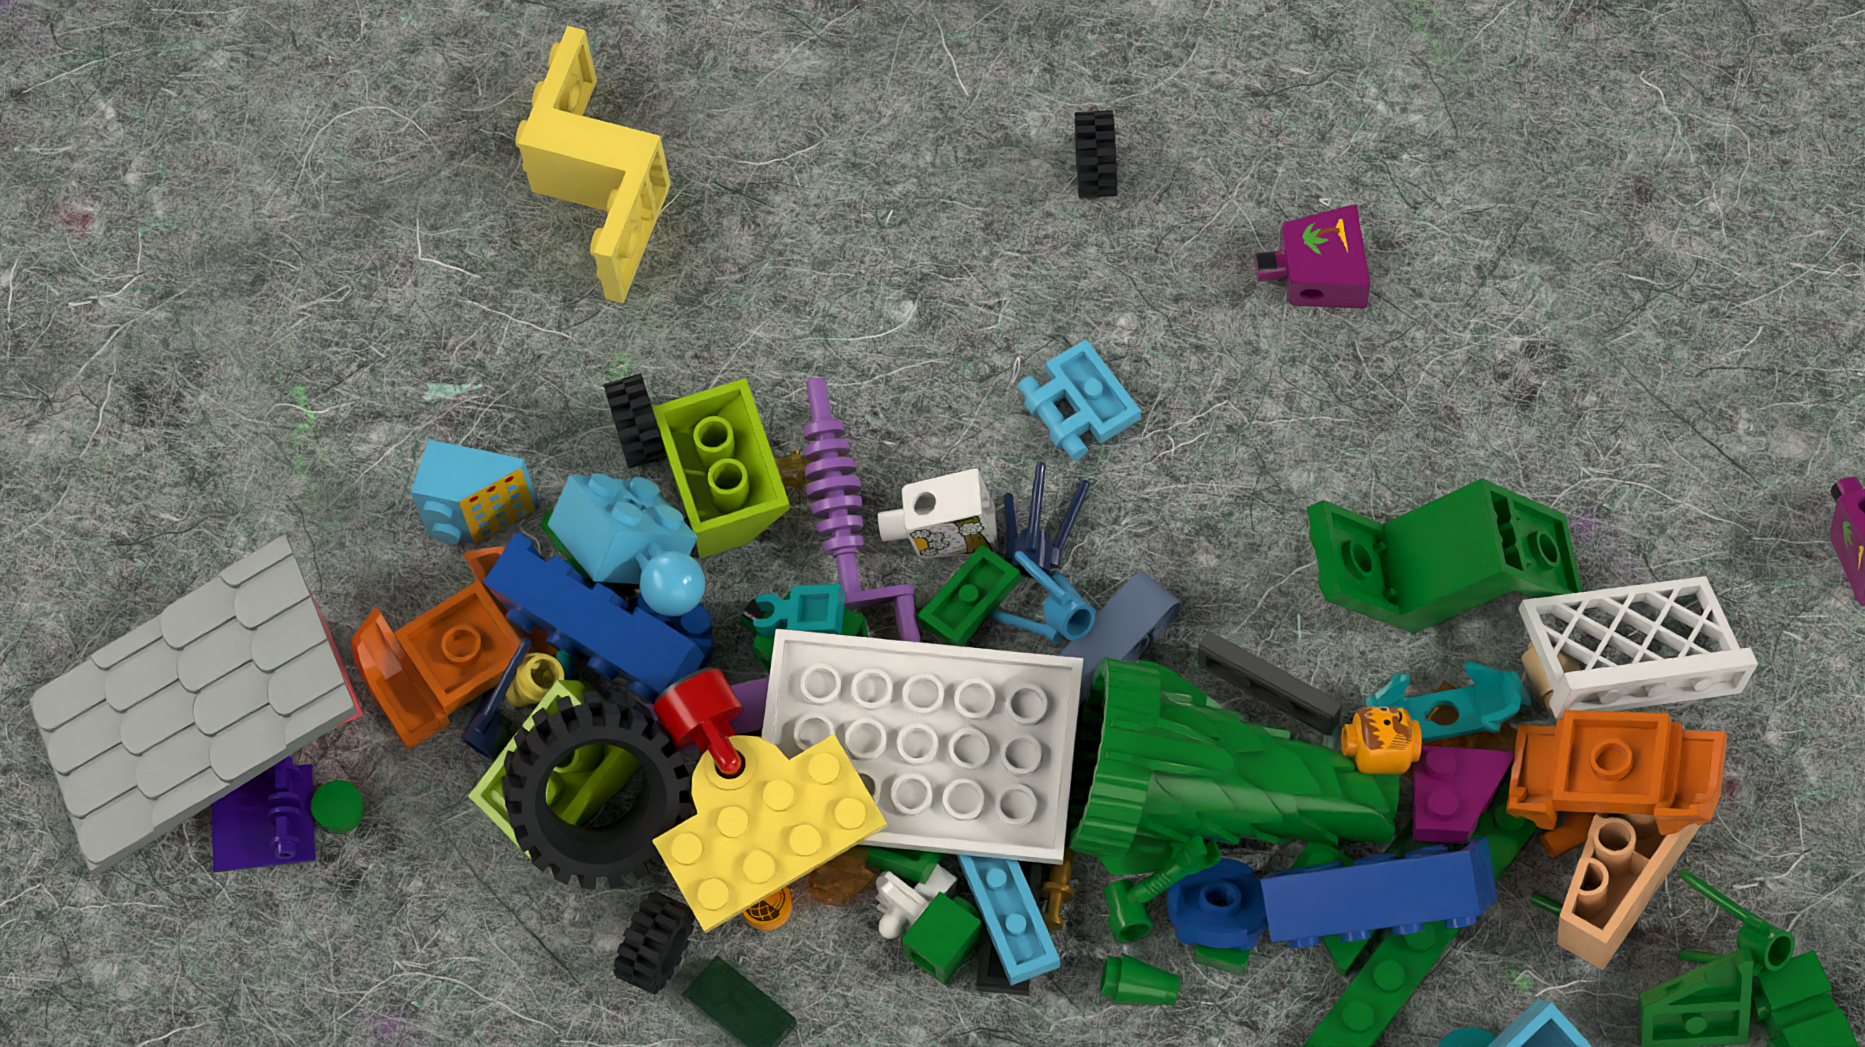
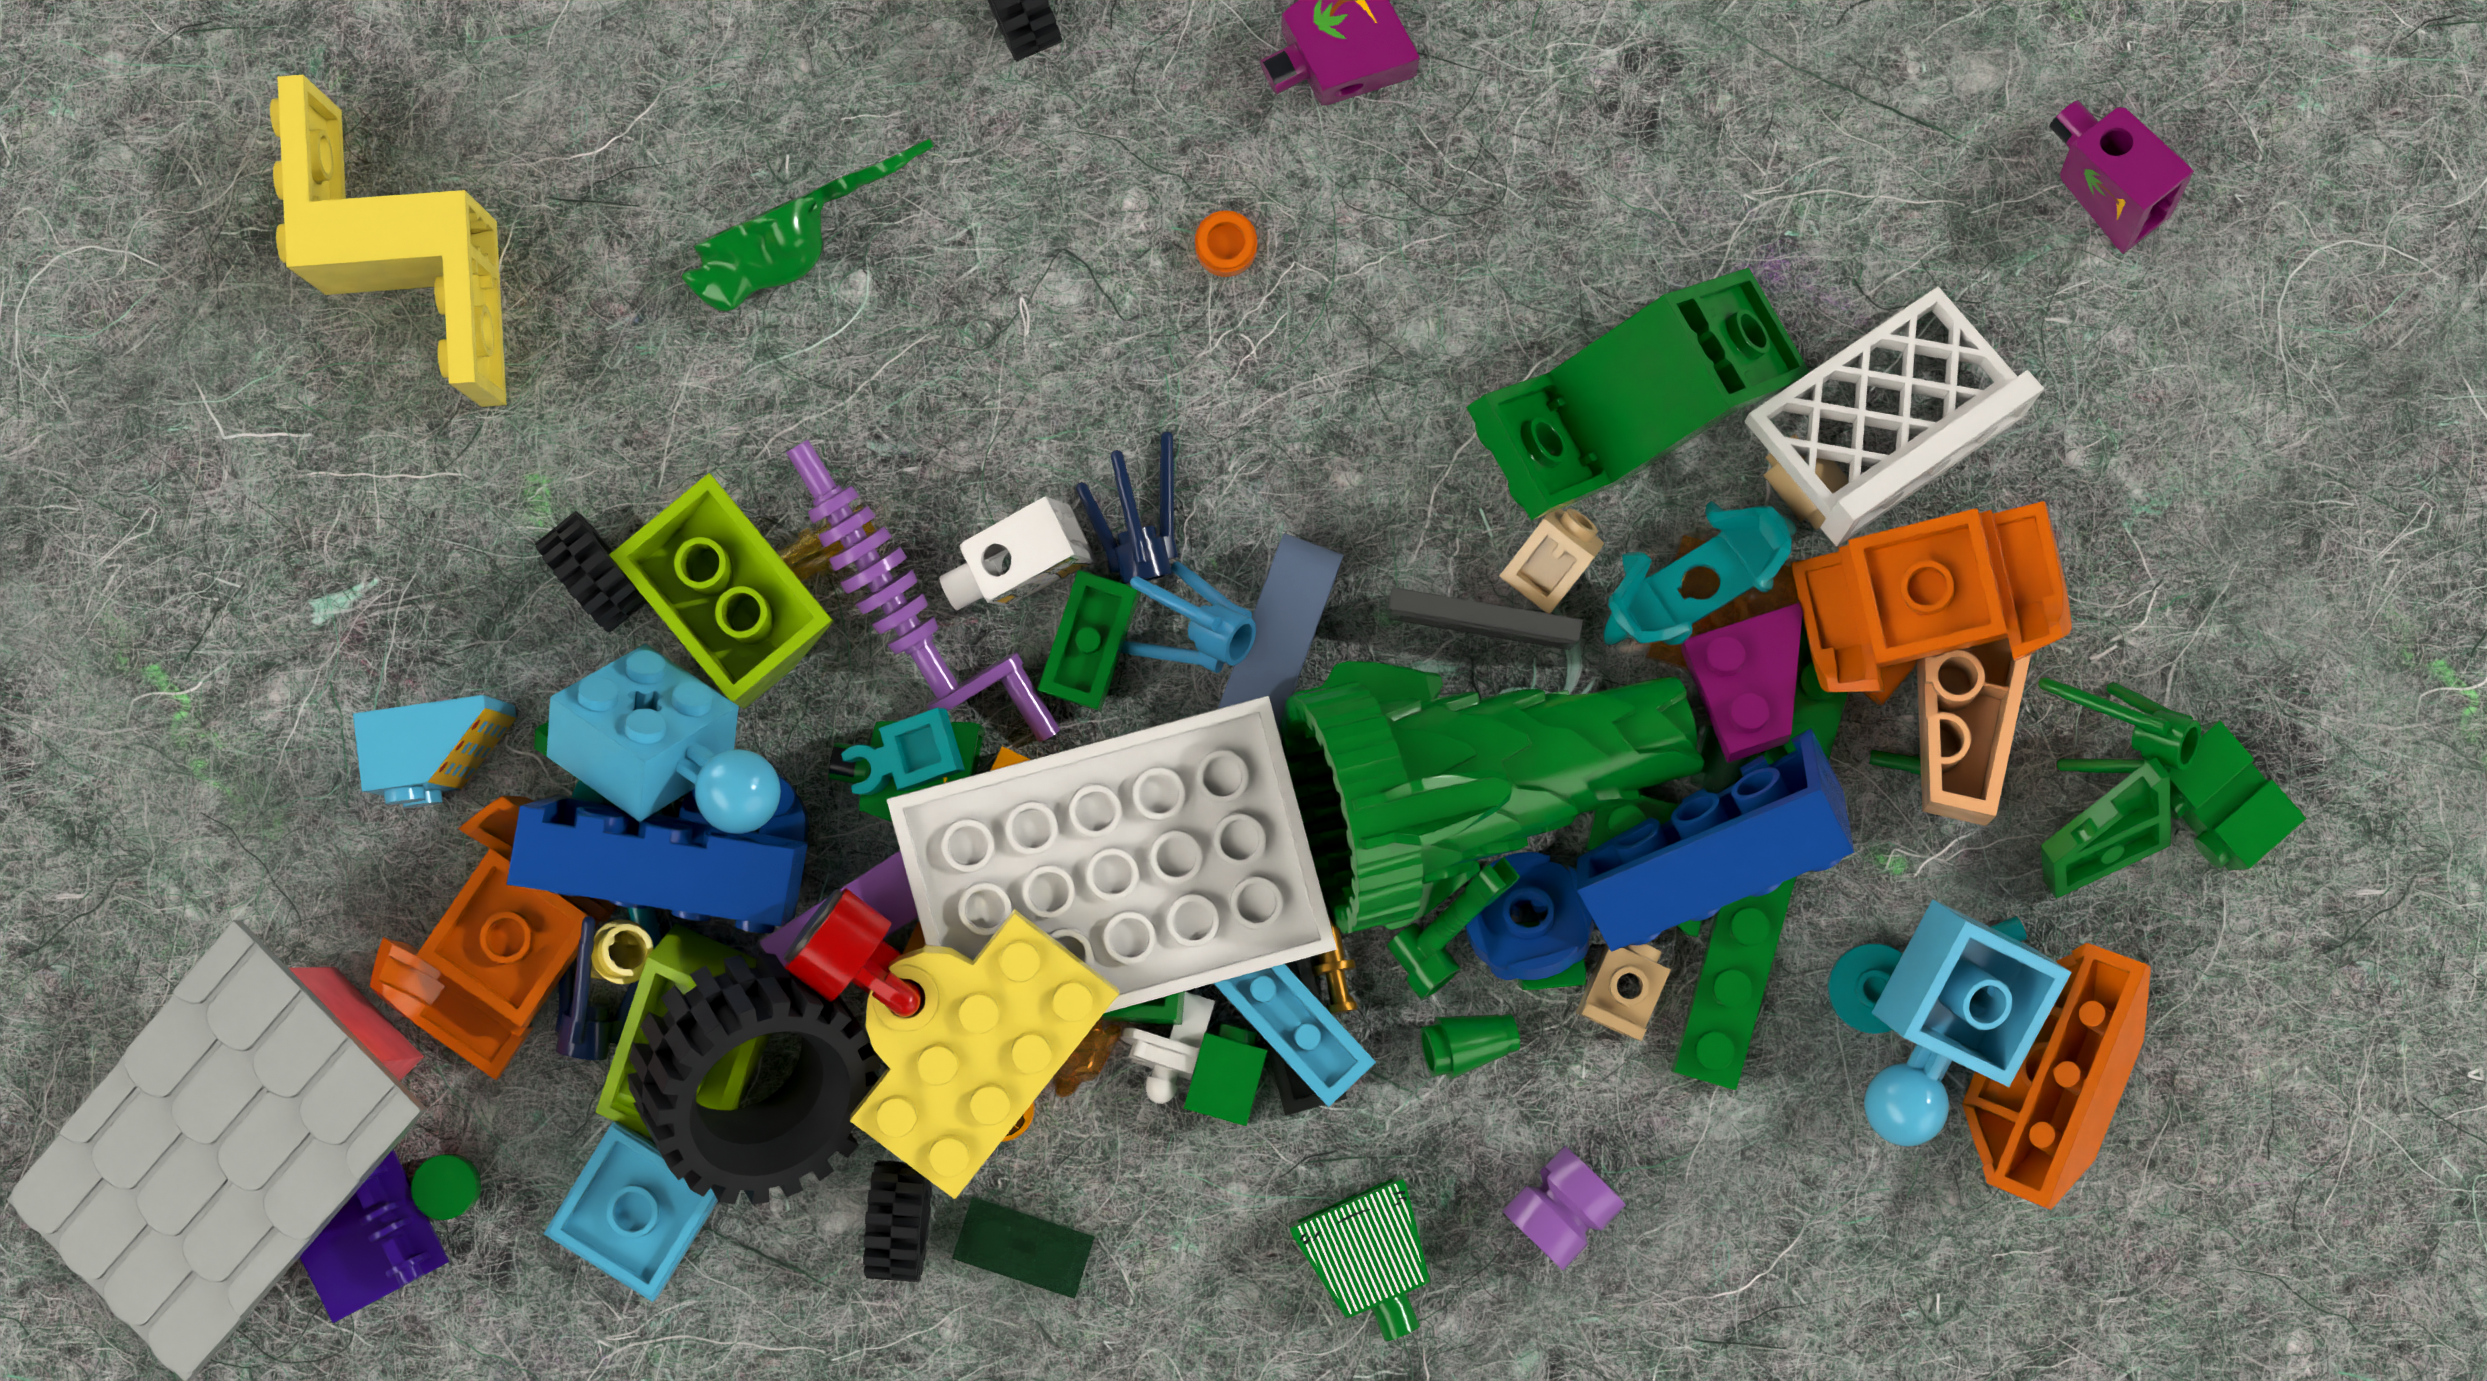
camera: 25 degrees left, 20 degrees up
(465, 872) = (630, 1213): none -> medium azure plate
(862, 255) = (779, 242): none -> green animal
(1092, 392) = (1131, 317): medium azure plate -> none
(1181, 369) = (1226, 243): none -> orange tile
(1267, 1003) = (1604, 1003): none -> tan brick
(1338, 659) = (1553, 558): none -> tan bracket
(1382, 740) = (1654, 662): light orange head -> none

